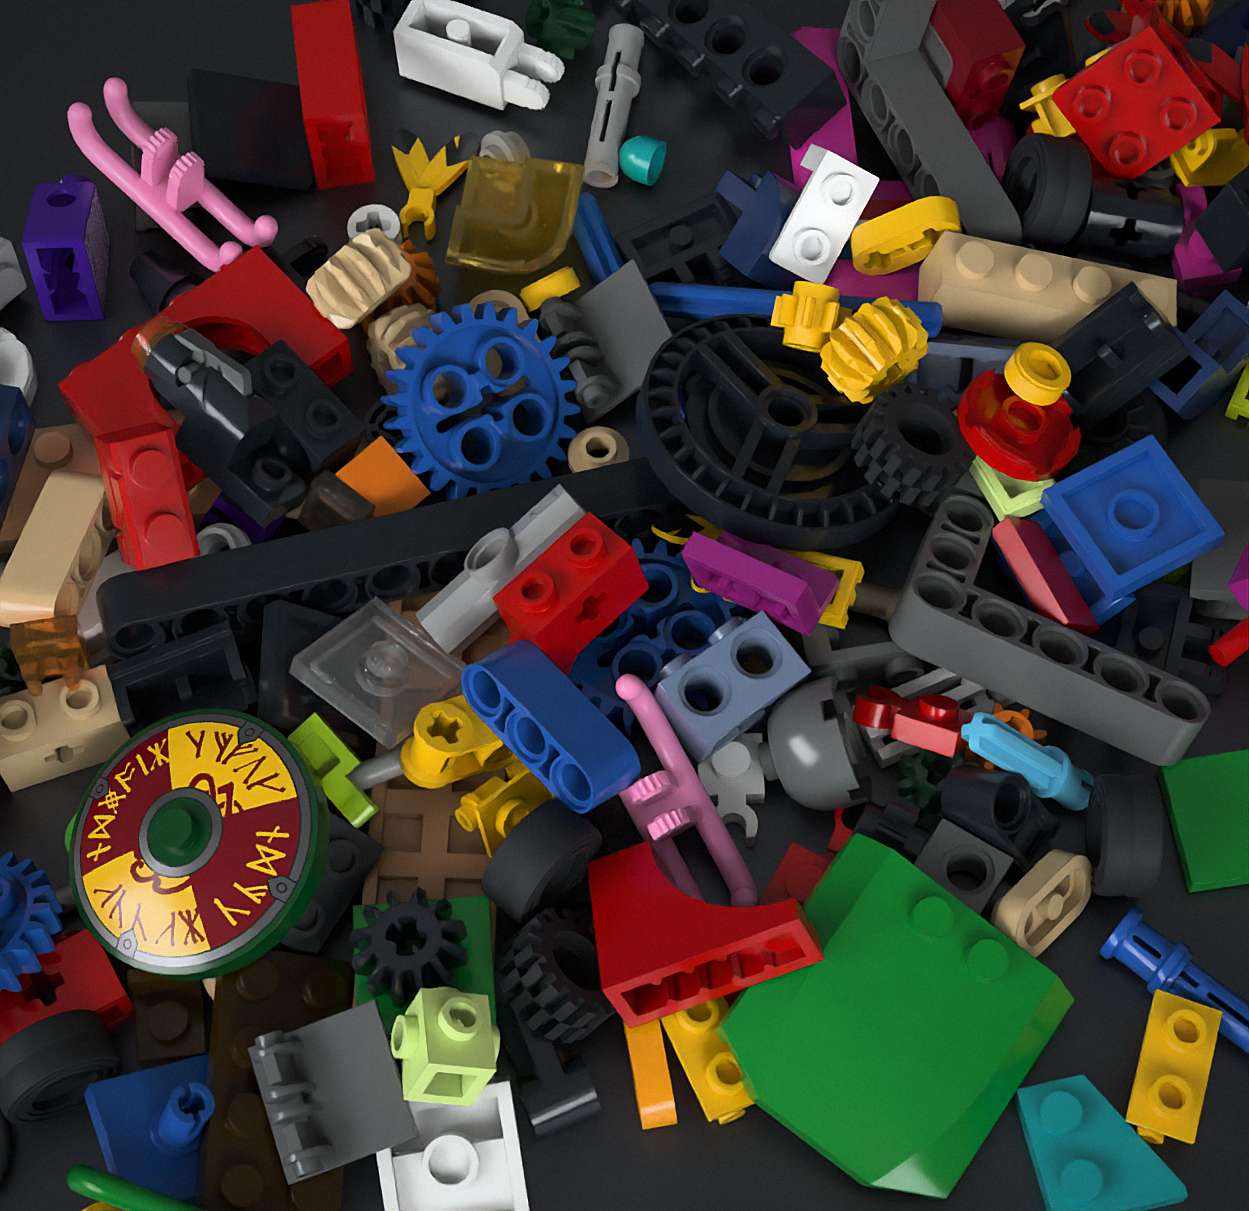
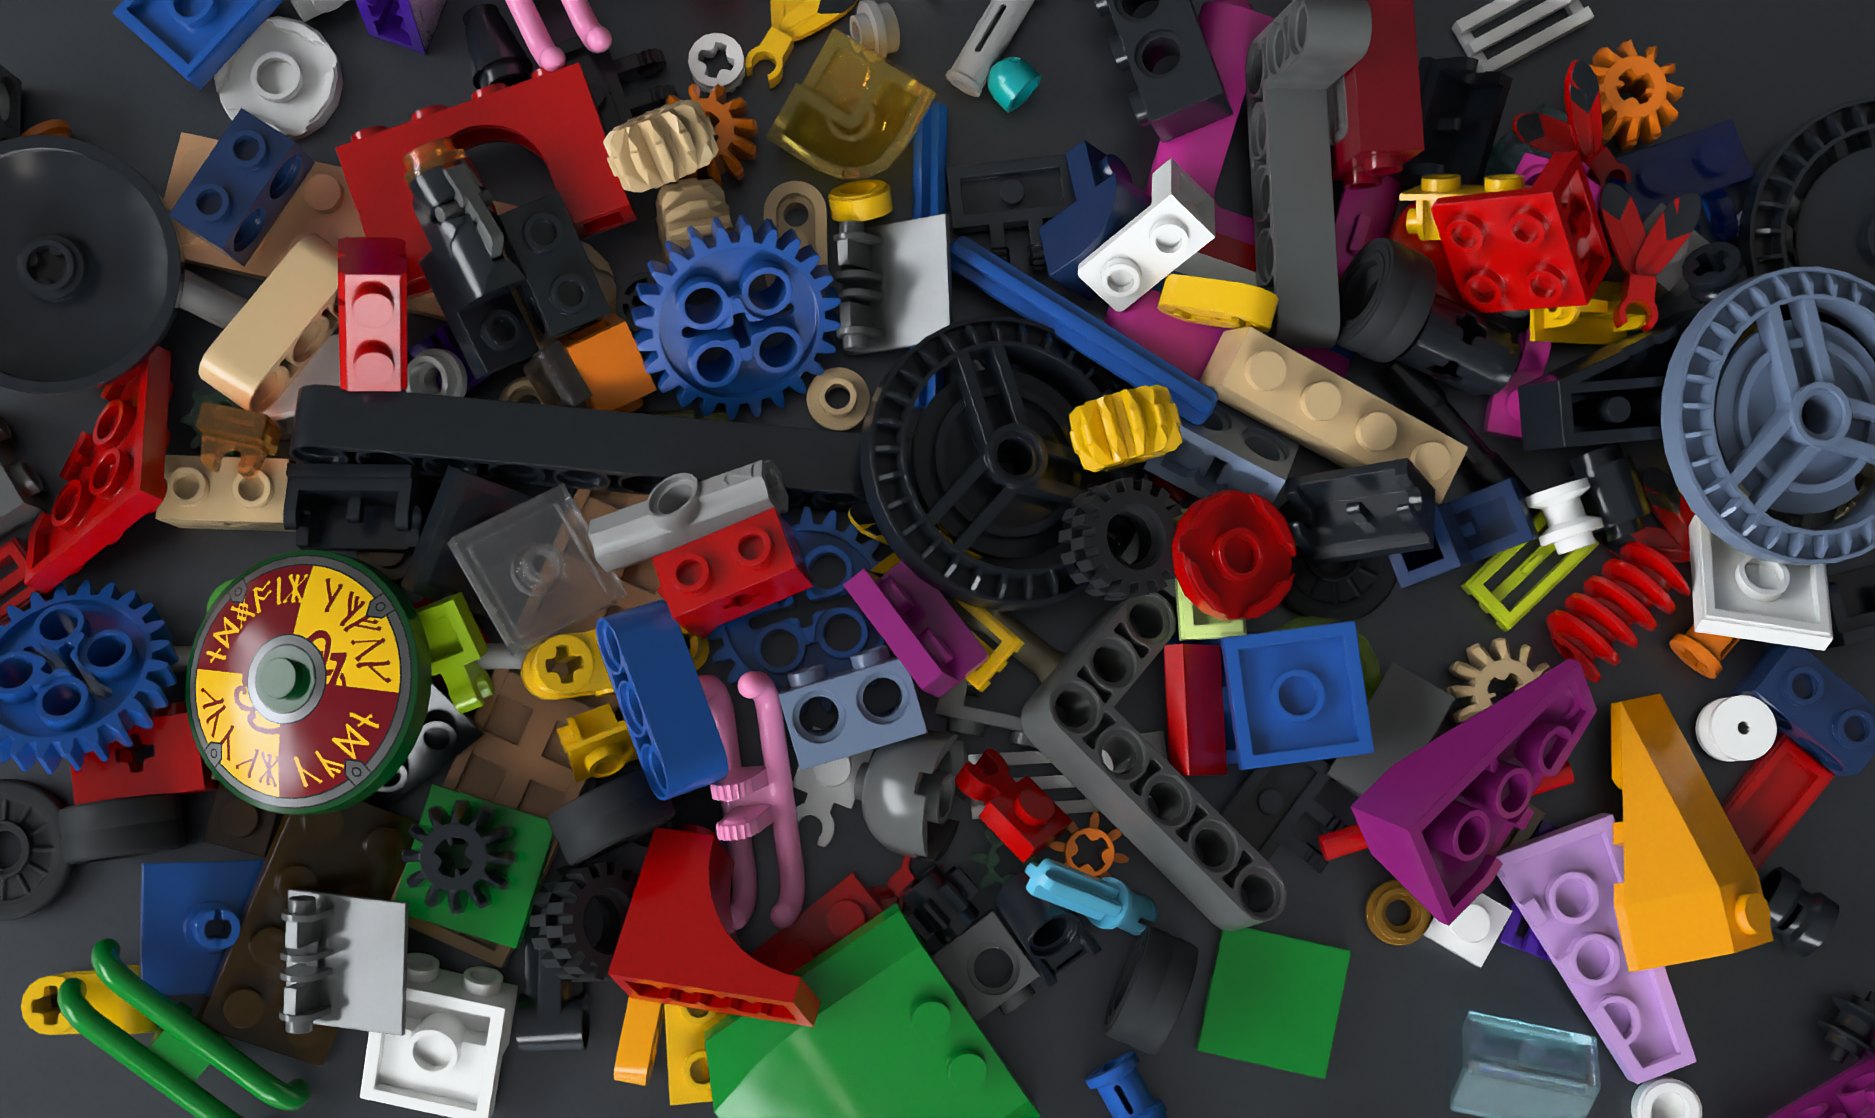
camera: 20 degrees right, 20 degrees up
(445, 1046) = (454, 967): yellowish green brick -> none
(809, 315) = (1082, 364): yellow gear -> none
(1037, 373) = (1275, 511): yellow tile -> none
(1044, 901) = (1050, 1021): tan plate -> none

